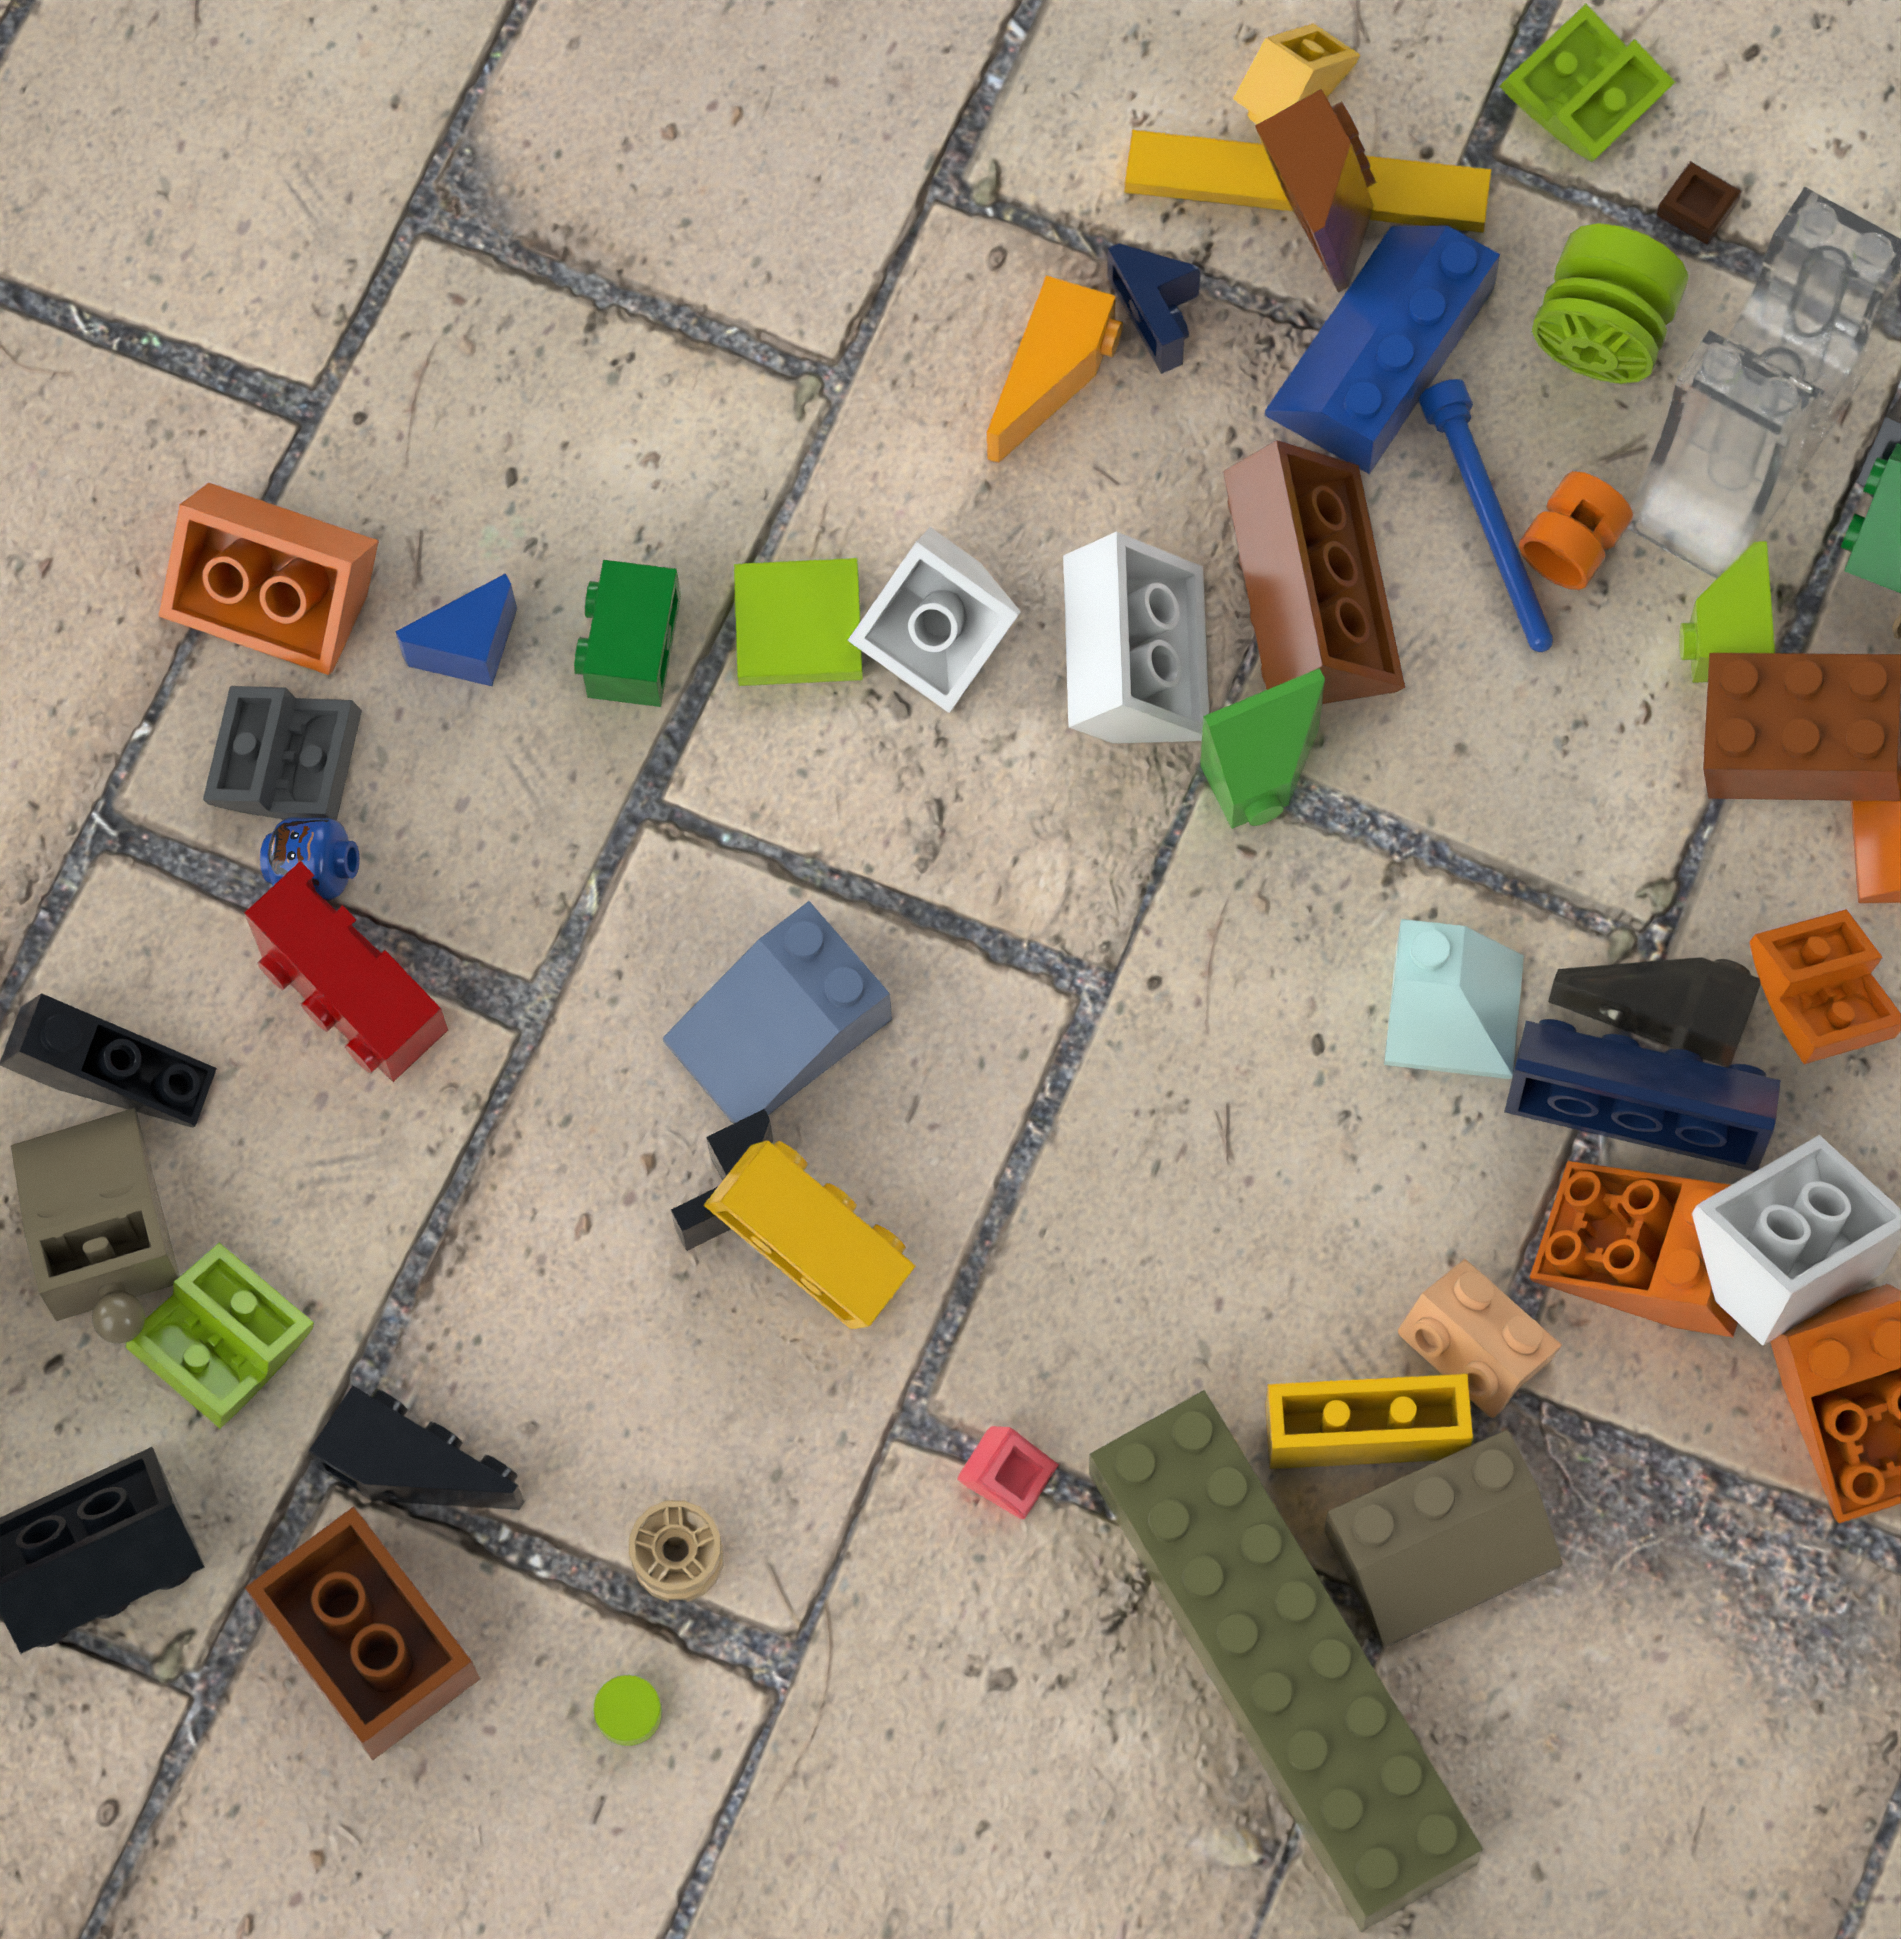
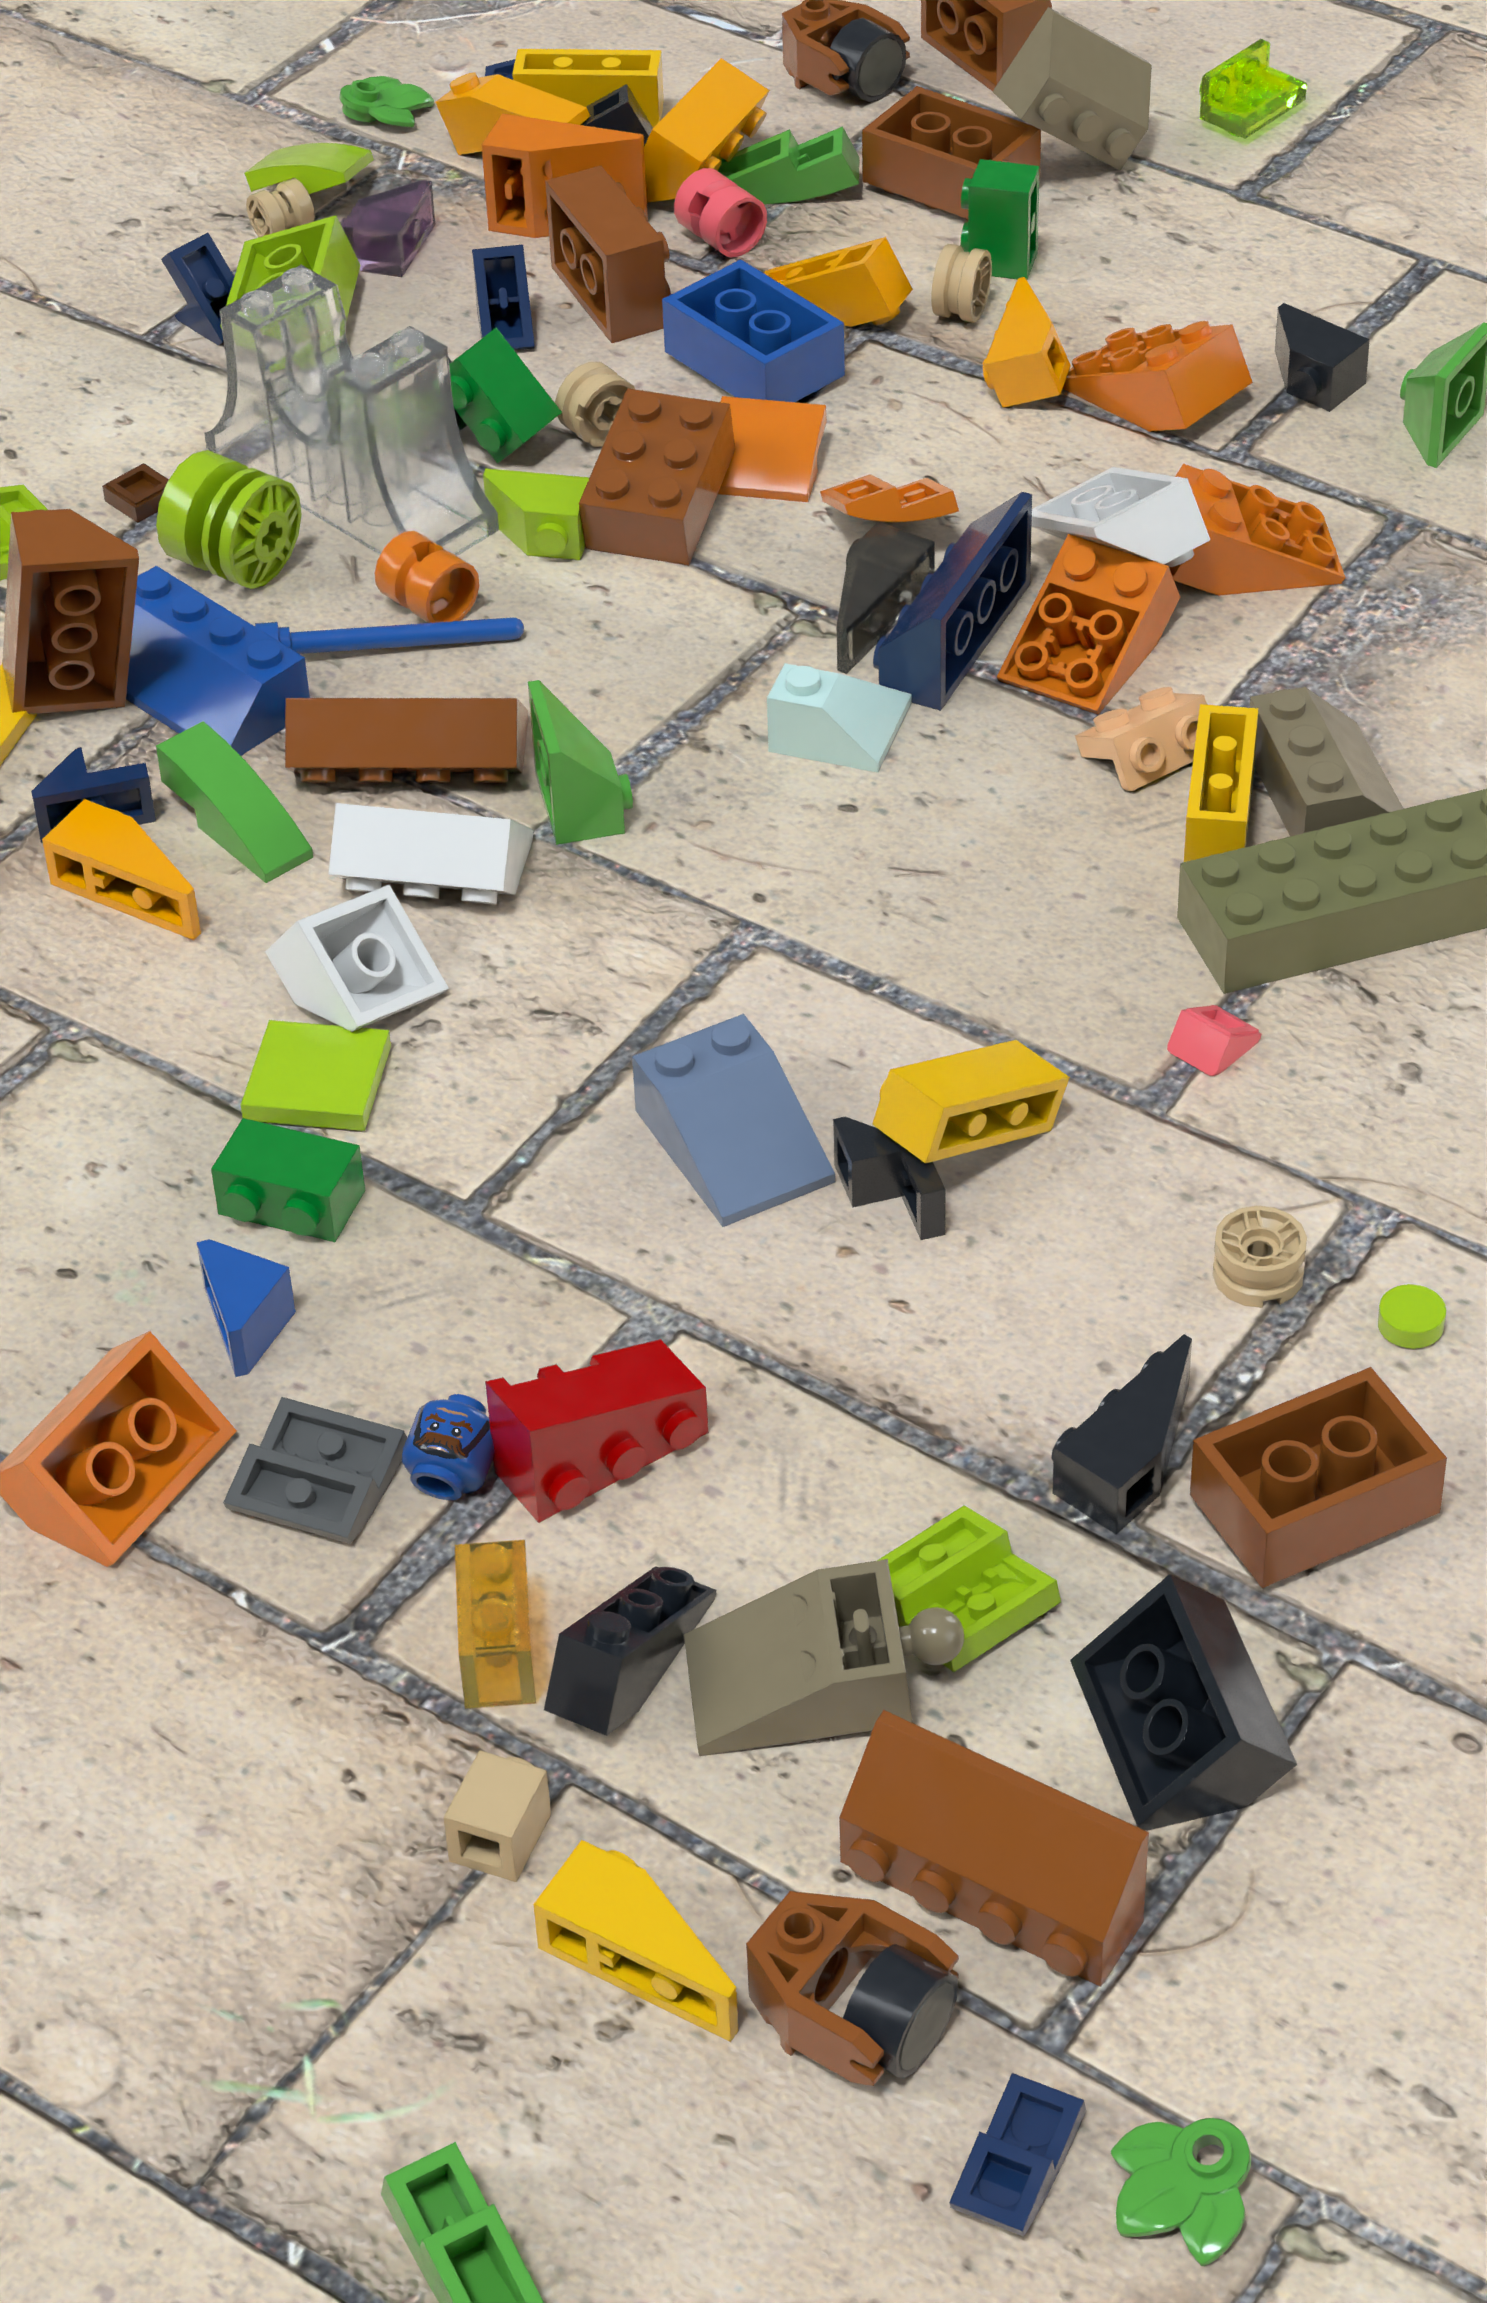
camera: 80 degrees left, 25 degrees down
(103, 944) = (494, 1624): none -> clear yellow brick
(1168, 437) = (232, 802): none -> bright green slope

